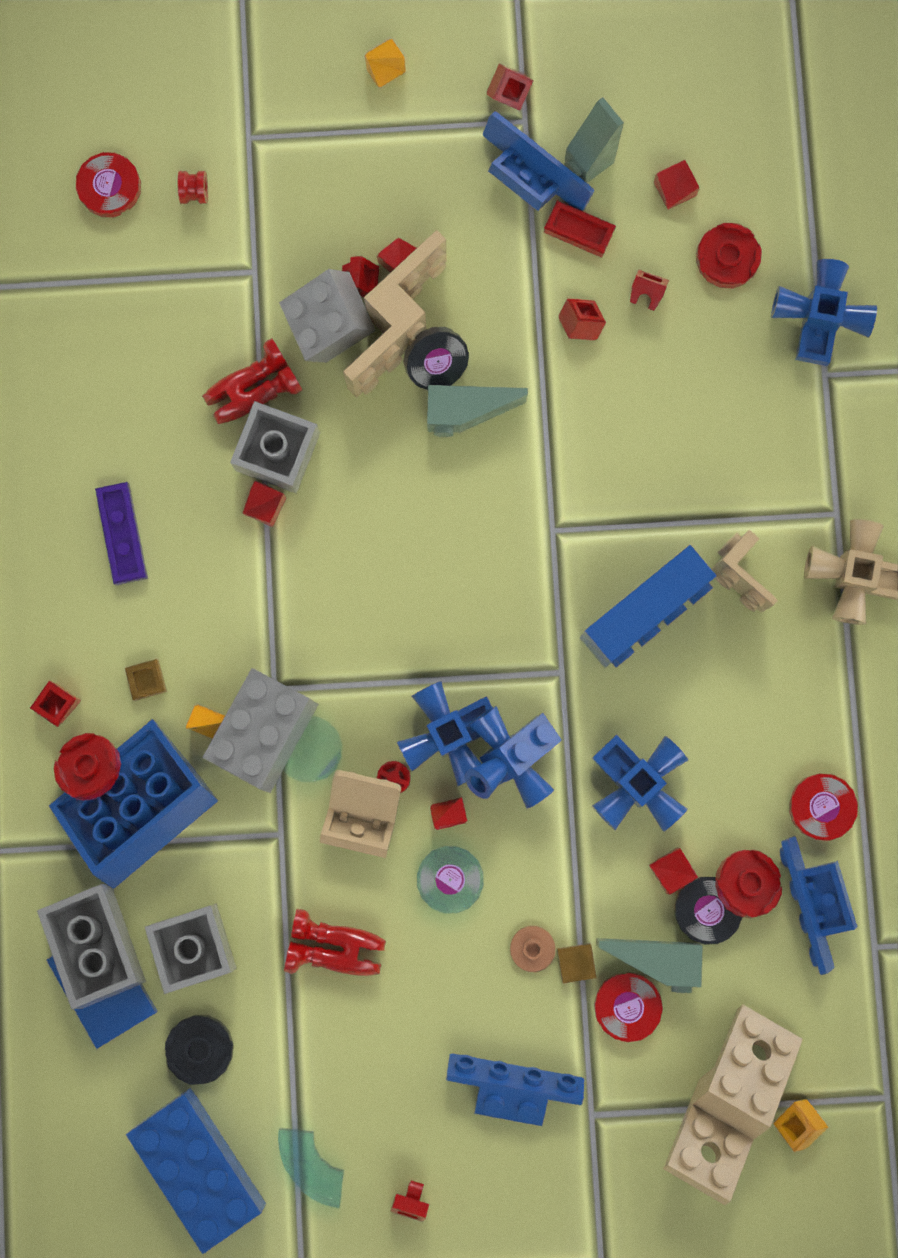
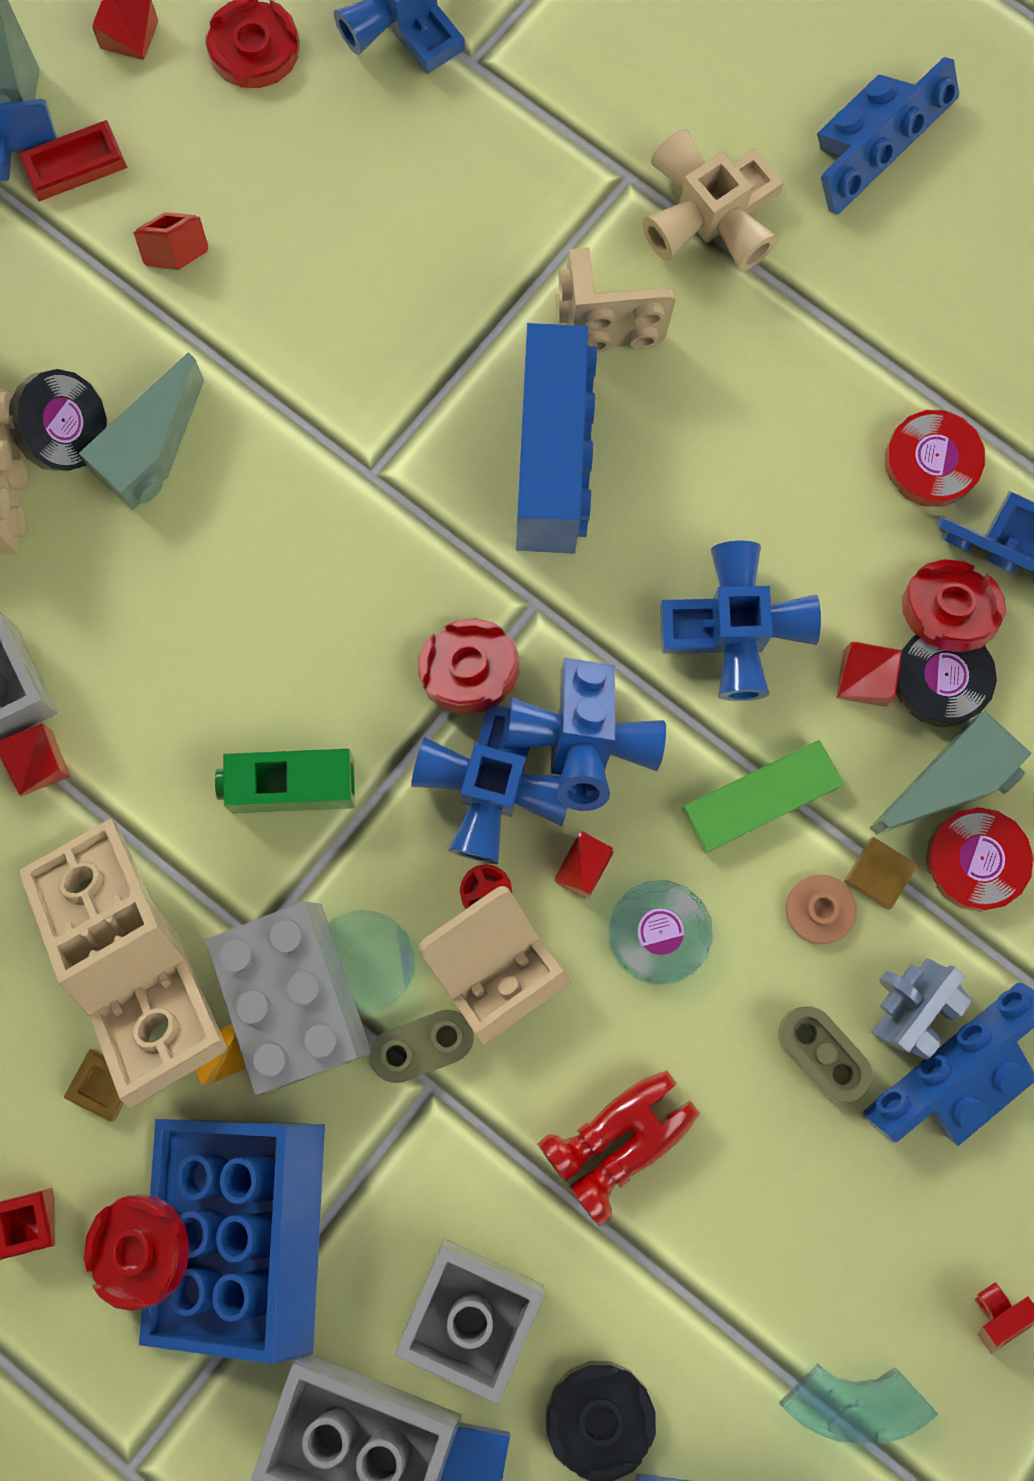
camera: 55 degrees left, 5 degrees down
(208, 637) = (121, 963): none -> tan bracket
(294, 813) = (421, 1046): none -> olive plate
(361, 634) = (286, 781): none -> green brick
(461, 1010) = (824, 1052): none -> olive plate
(497, 669) = (468, 666): none -> tile
(525, 1033) = (916, 1002): none -> sand blue hips
(563, 871) = (762, 796): none -> bright green tile
(648, 284) = (204, 139): red tile -> none

